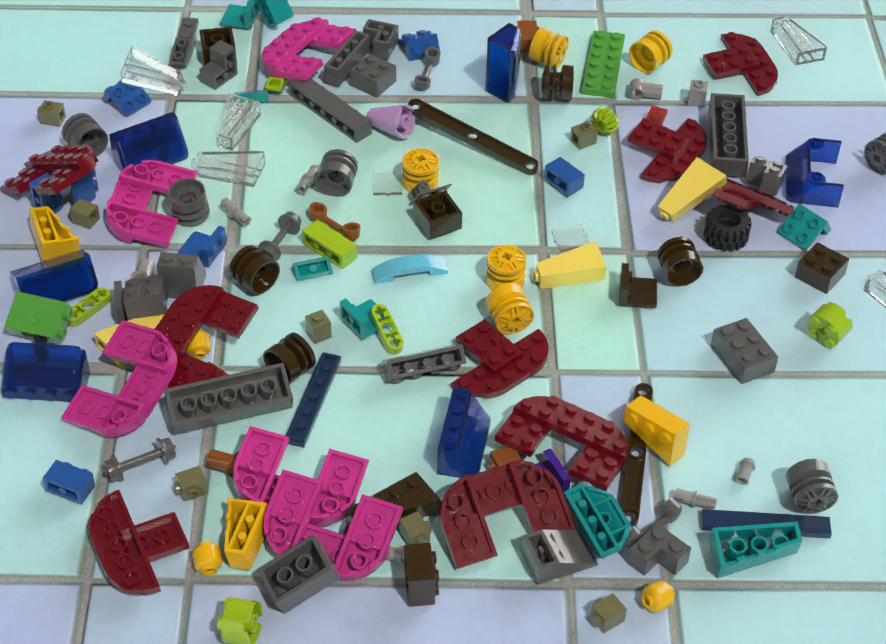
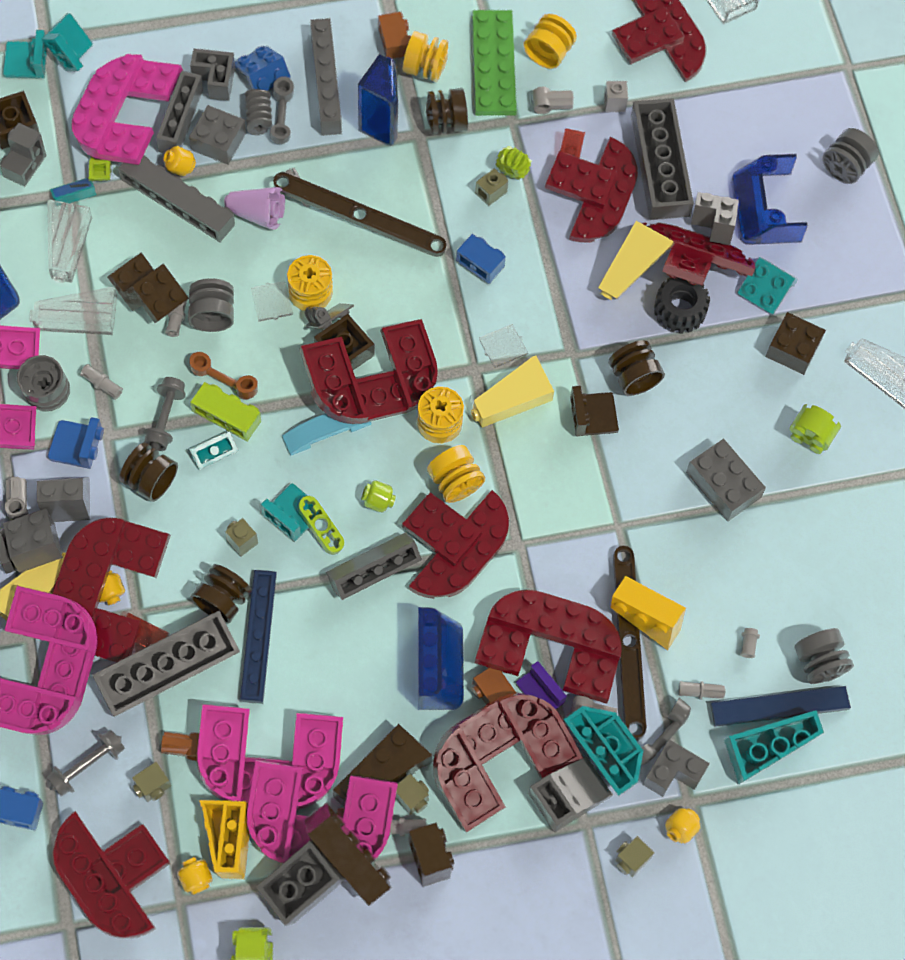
camera: 15 degrees left, 20 degrees up
(290, 154) = (148, 287): none -> dark brown bracket
(338, 85) = (179, 161): none -> yellow head
(345, 555) = (347, 855): none -> dark brown wedge
(408, 66) = (258, 111): none -> dark grey piece
(427, 243) = (378, 395): none -> dark red plate
(440, 317) = (378, 496): none -> lime head
(466, 53) = (326, 77): none -> dark grey arch

